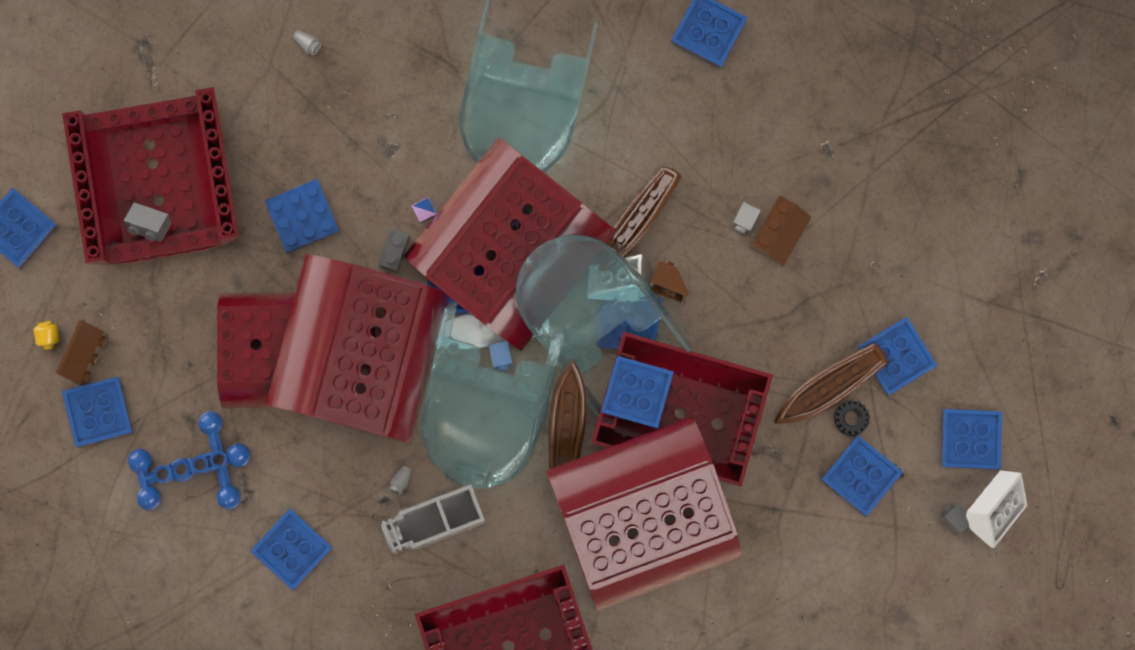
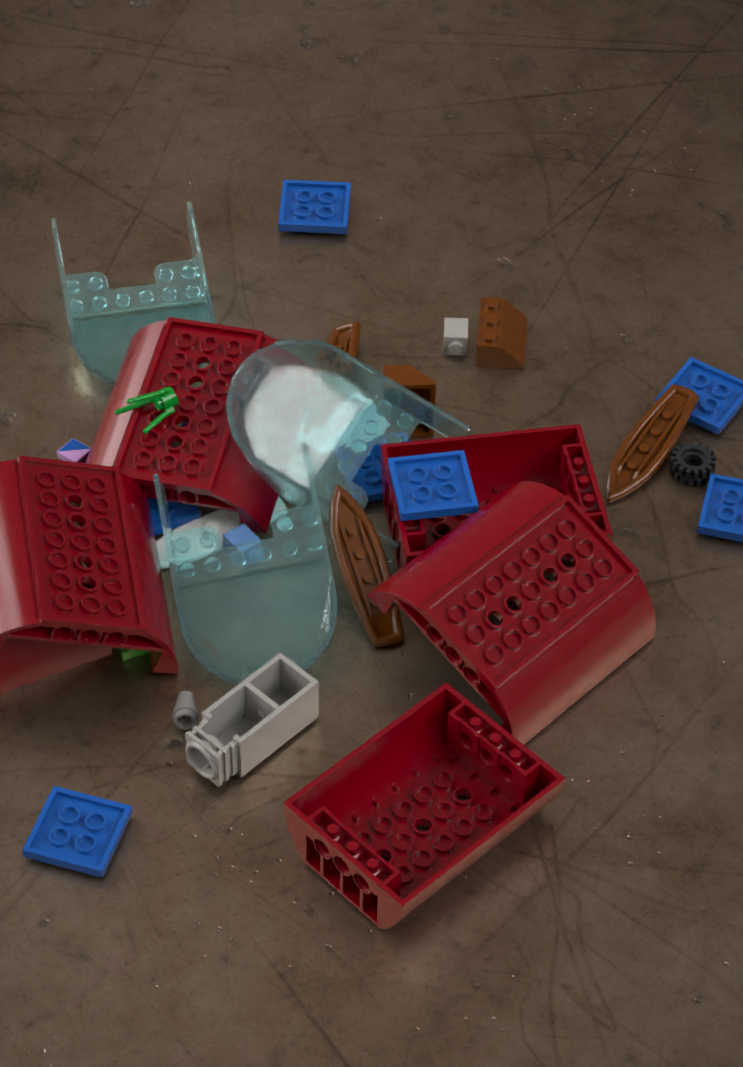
camera: 25 degrees left, 35 degrees down
(483, 234) = (163, 400): none -> green plant

